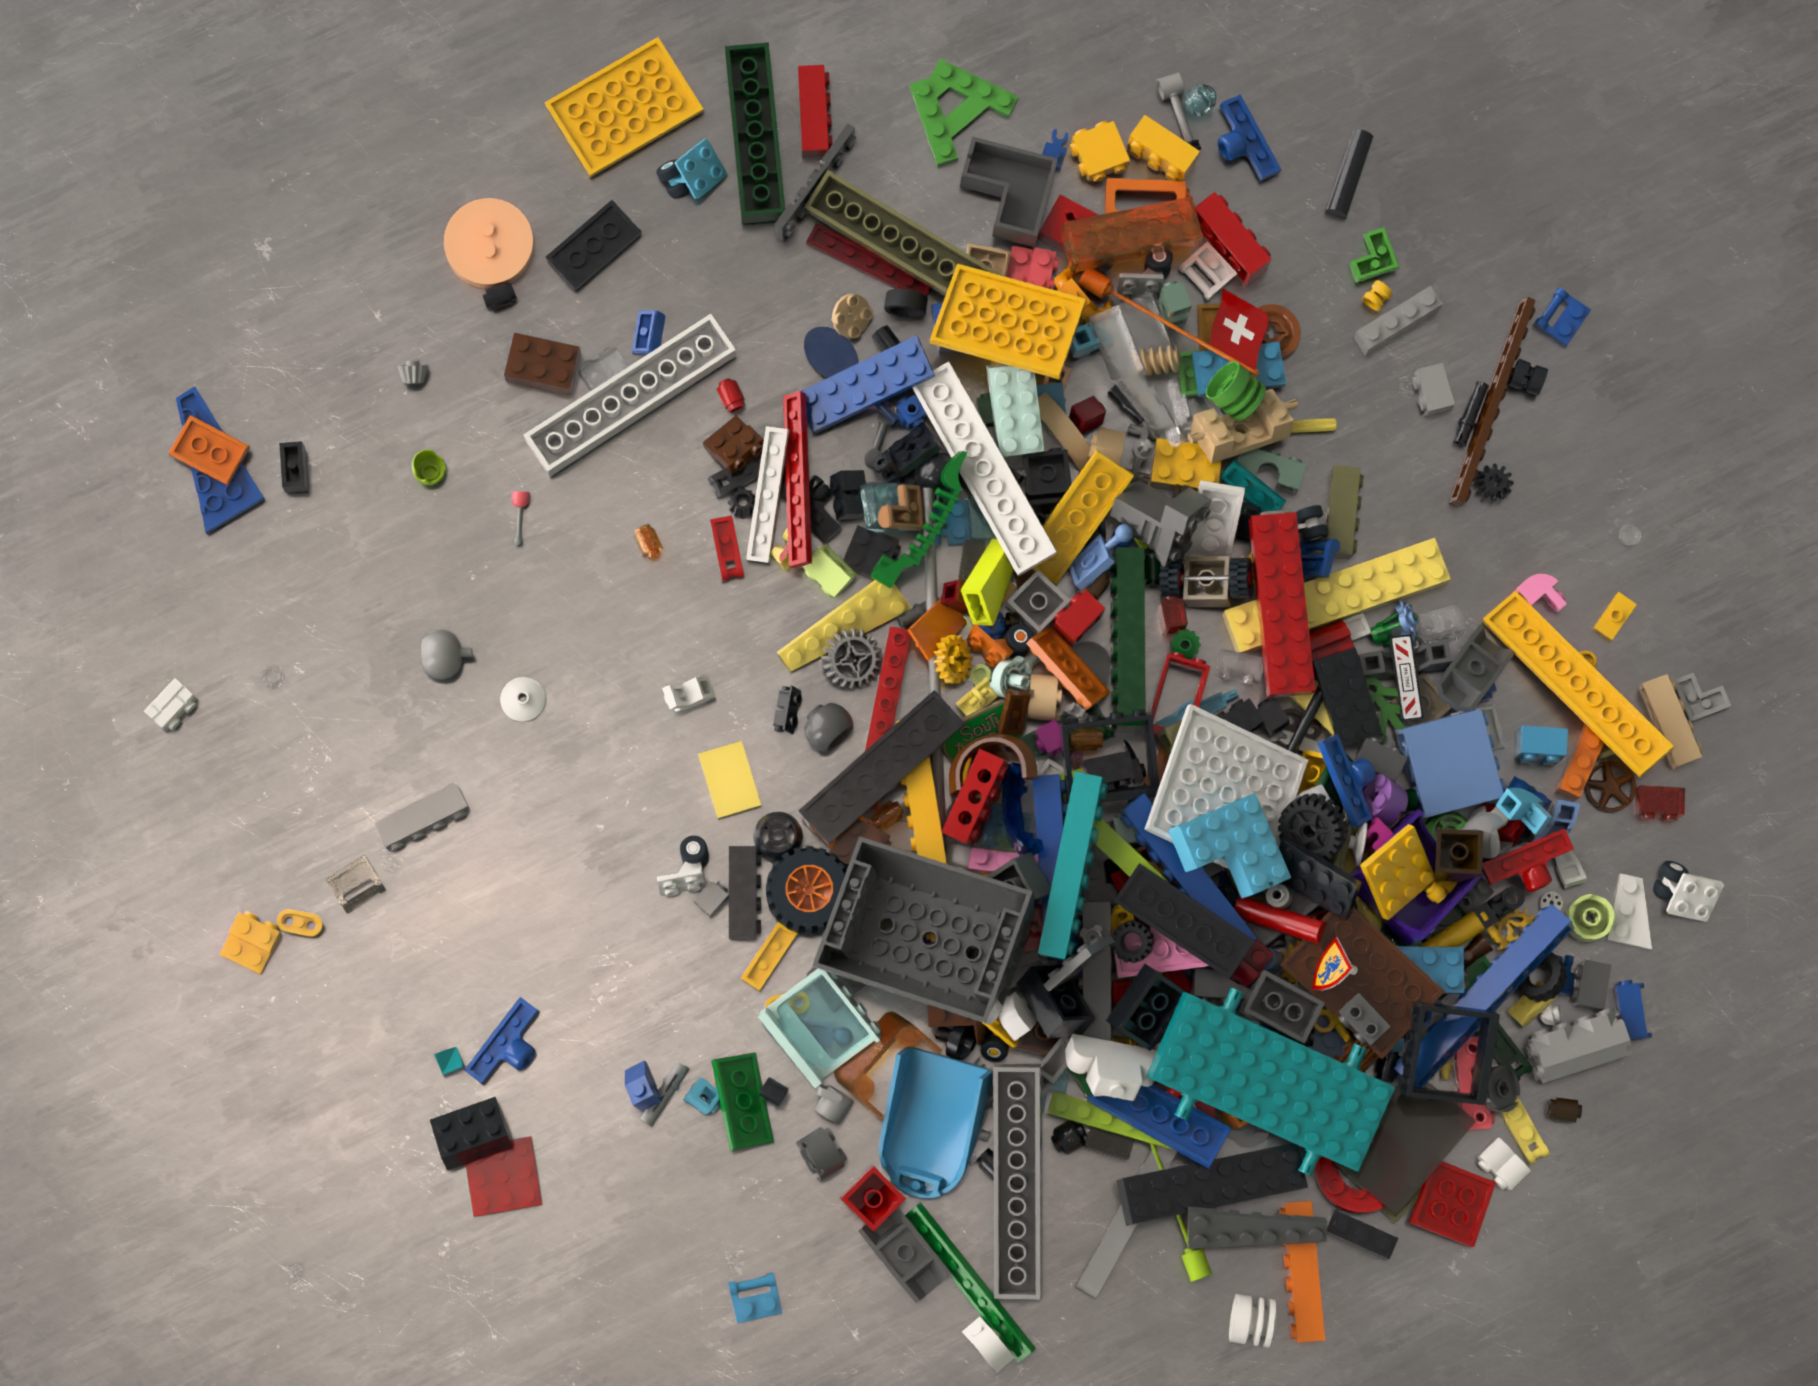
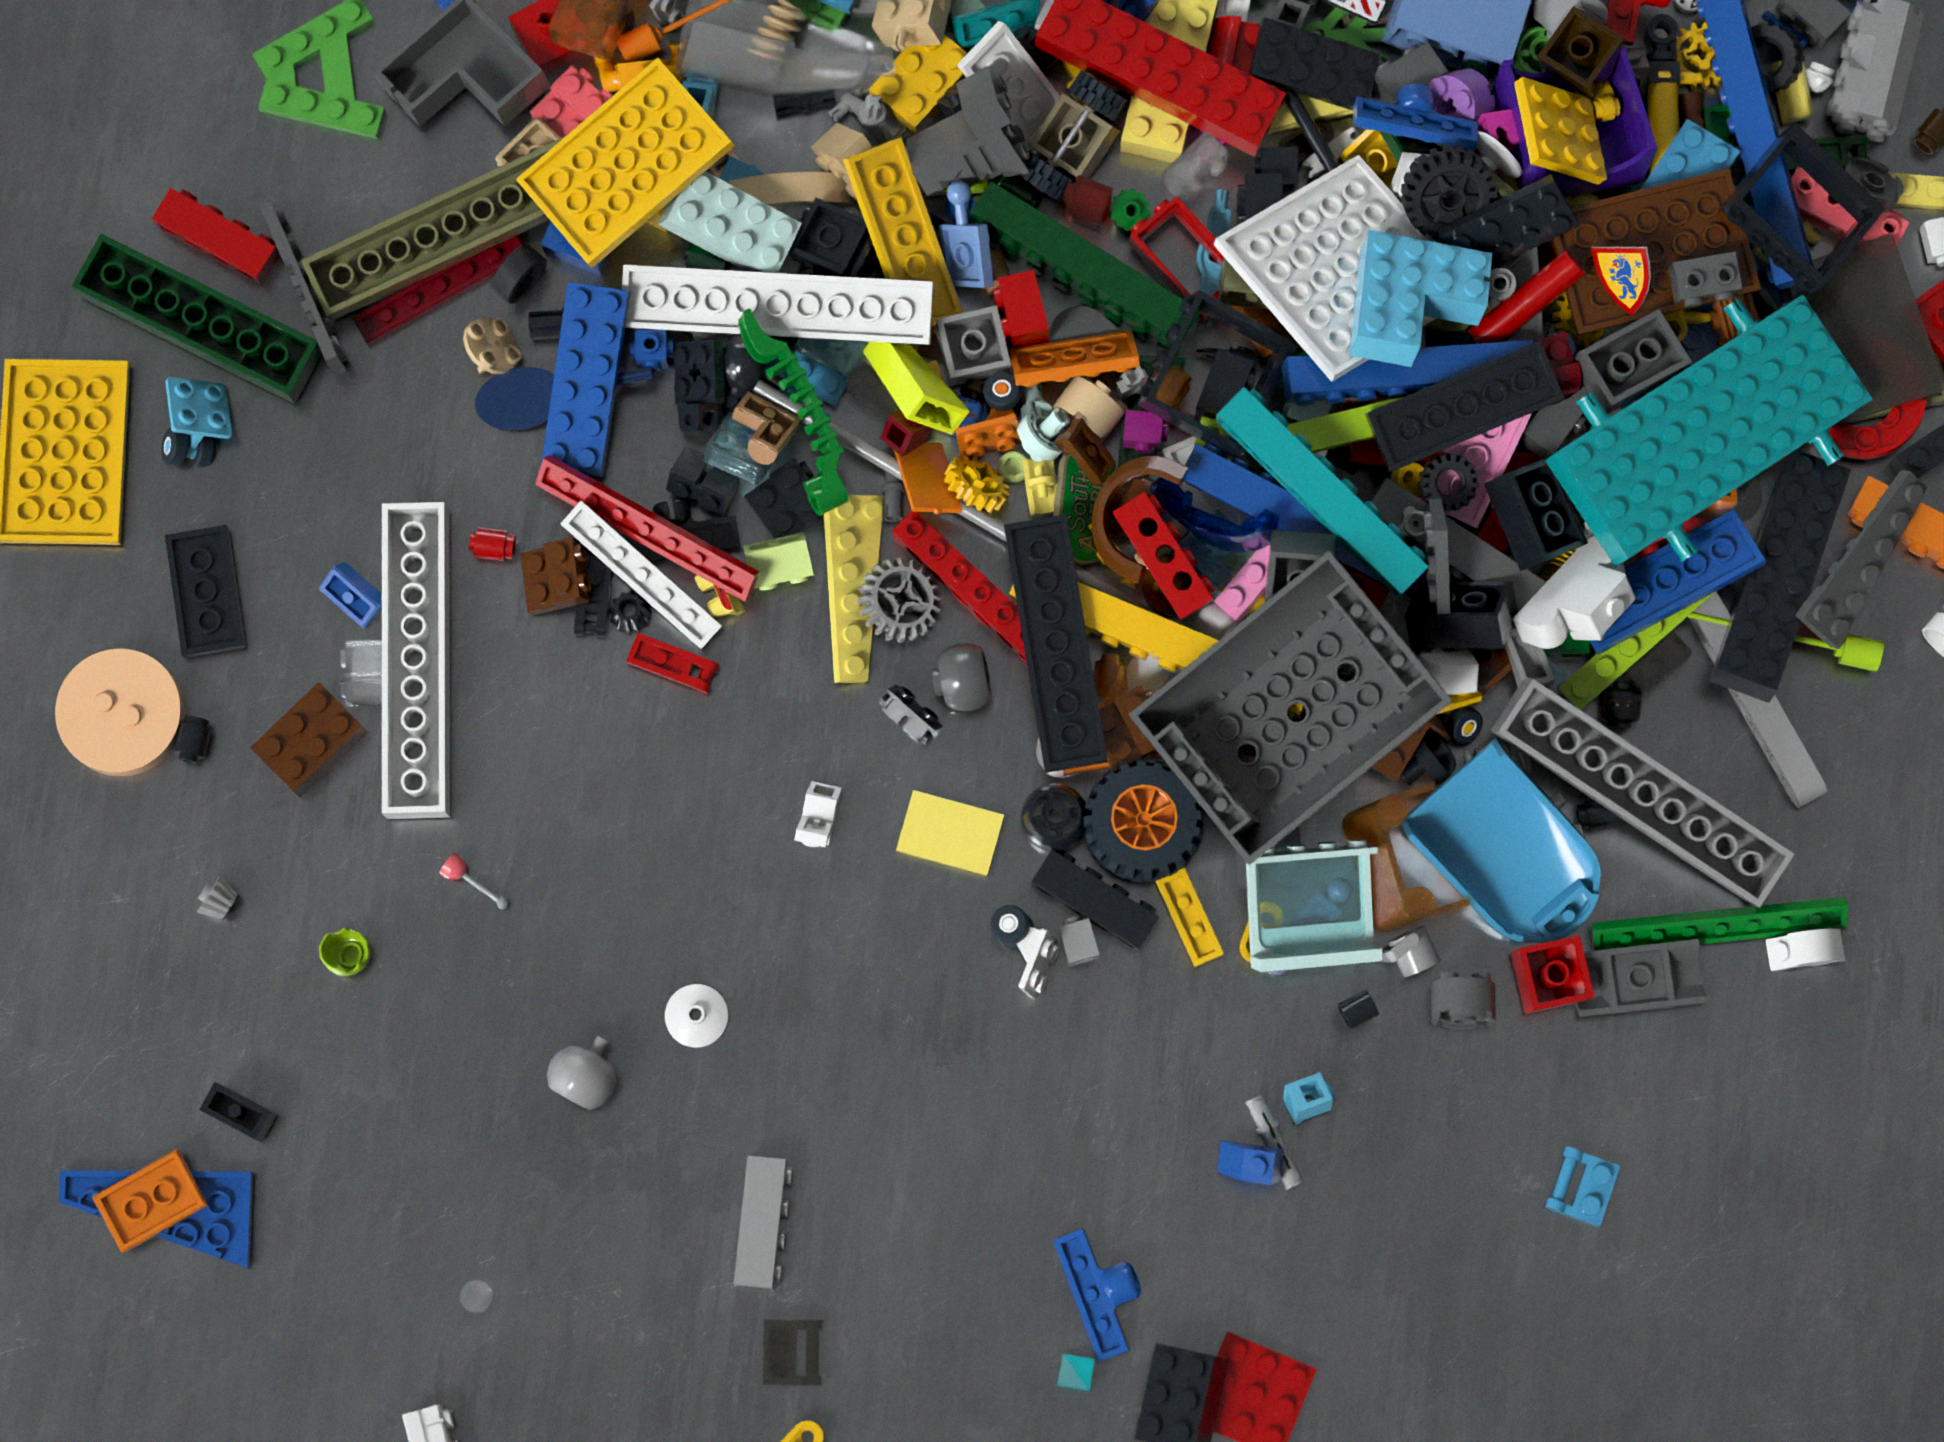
camera: 45 degrees left, 0 degrees up
(648, 541) = (604, 749): clear orange brick -> none
(741, 1105) = (1343, 1055): green tile -> none
(872, 453) = (671, 422): dark grey bar -> none
(1087, 414) = (787, 150): dark red brick -> none

